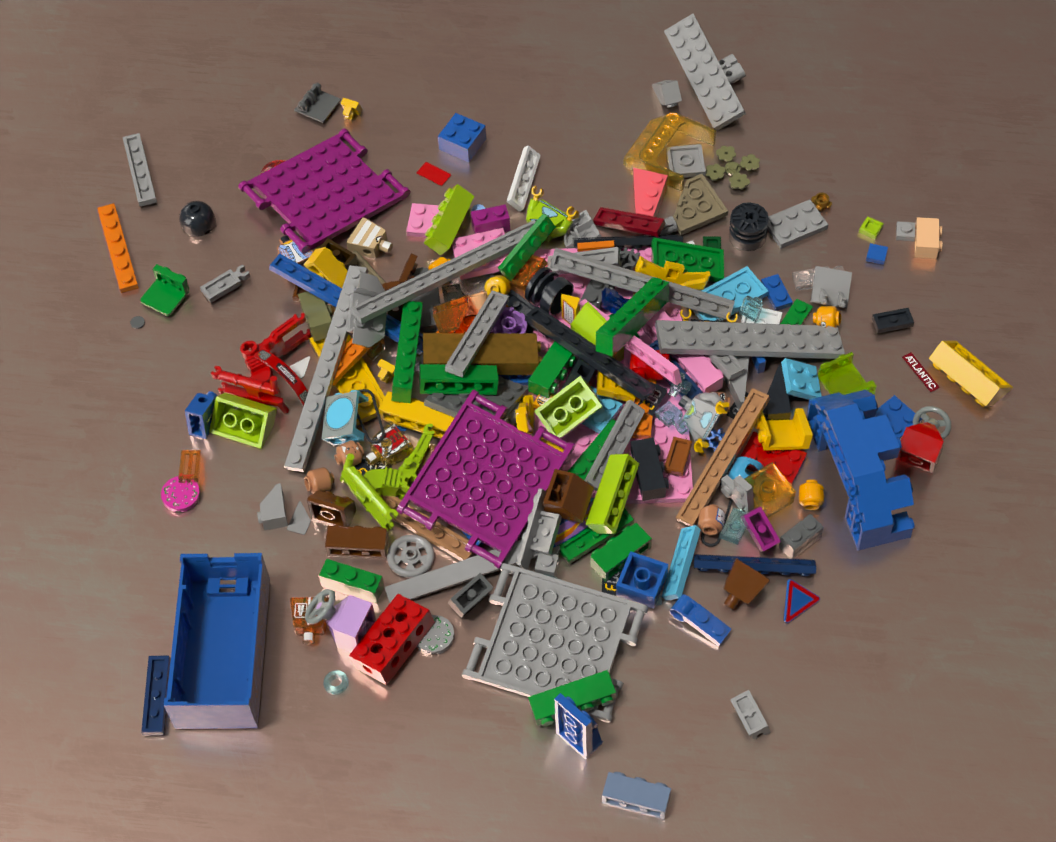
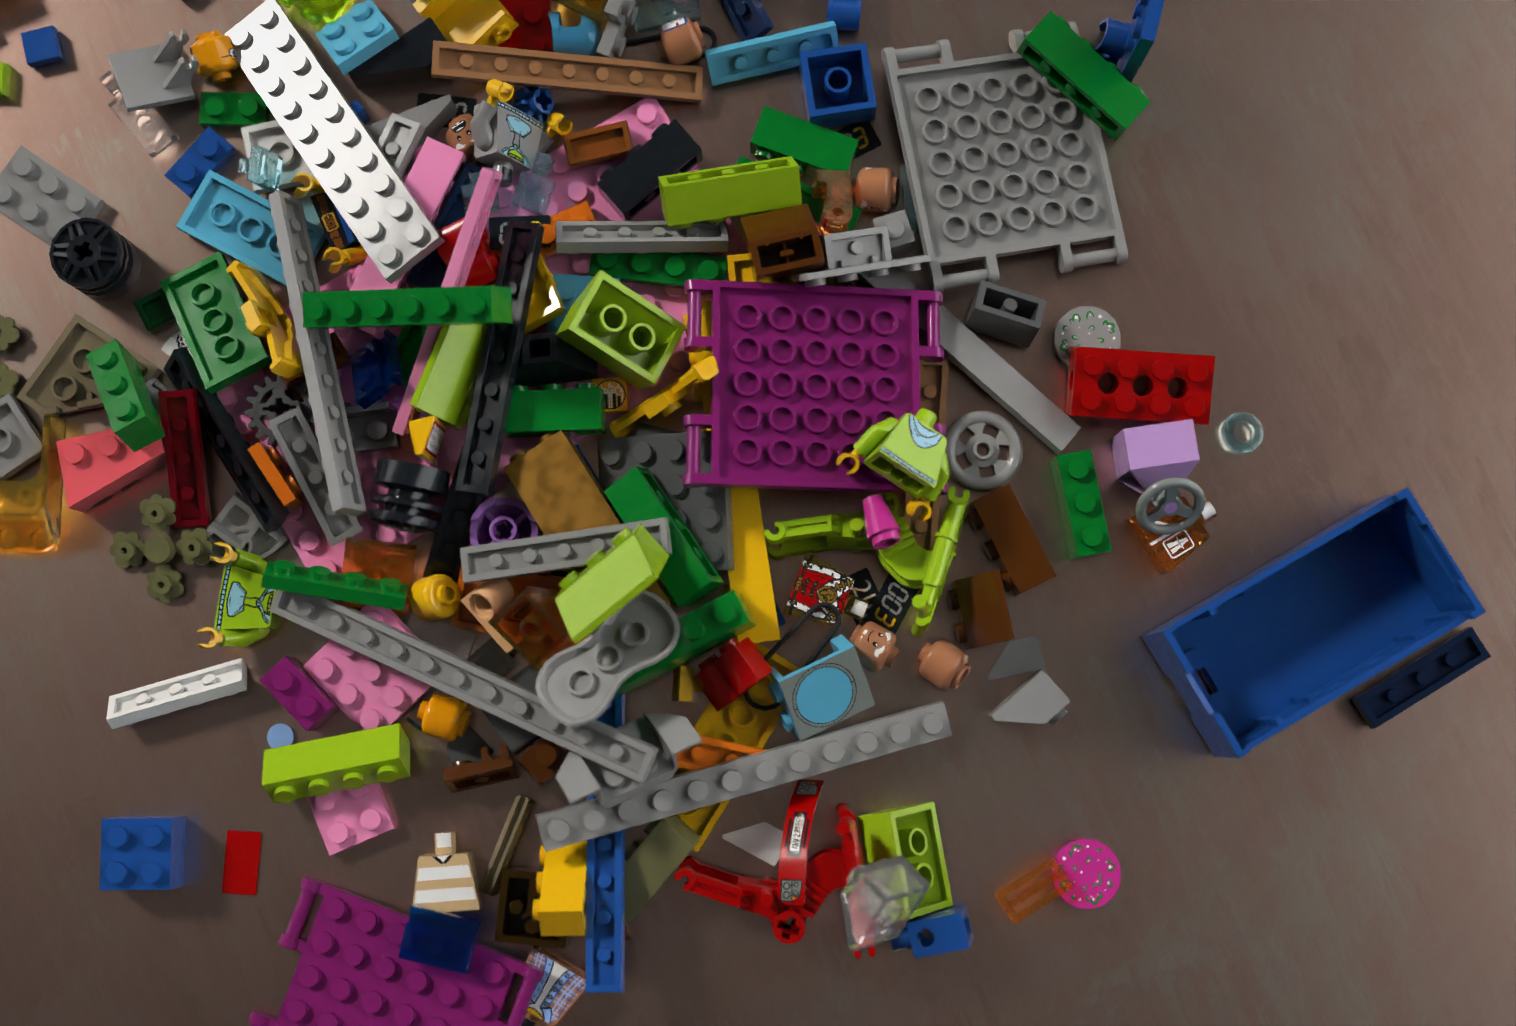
camera: 120 degrees left, 25 degrees up
(232, 382) = (880, 900): none -> clear slope
(343, 218) = (440, 939): none -> clear blue plate
(377, 381) = (732, 673): none -> red brick
(400, 469) = (880, 524): none -> dark pink cone
(416, 330) = (584, 678): none -> light grey plate
(423, 490) = (907, 455): none -> lime torso
(447, 333) = (609, 581): none -> lime slope
(577, 572) = (875, 189): none -> nougat head
(578, 543) = (836, 199): none -> clear orange leg
(594, 197) = (161, 548): none -> olive plant
(669, 204) = (125, 395): none -> green brick

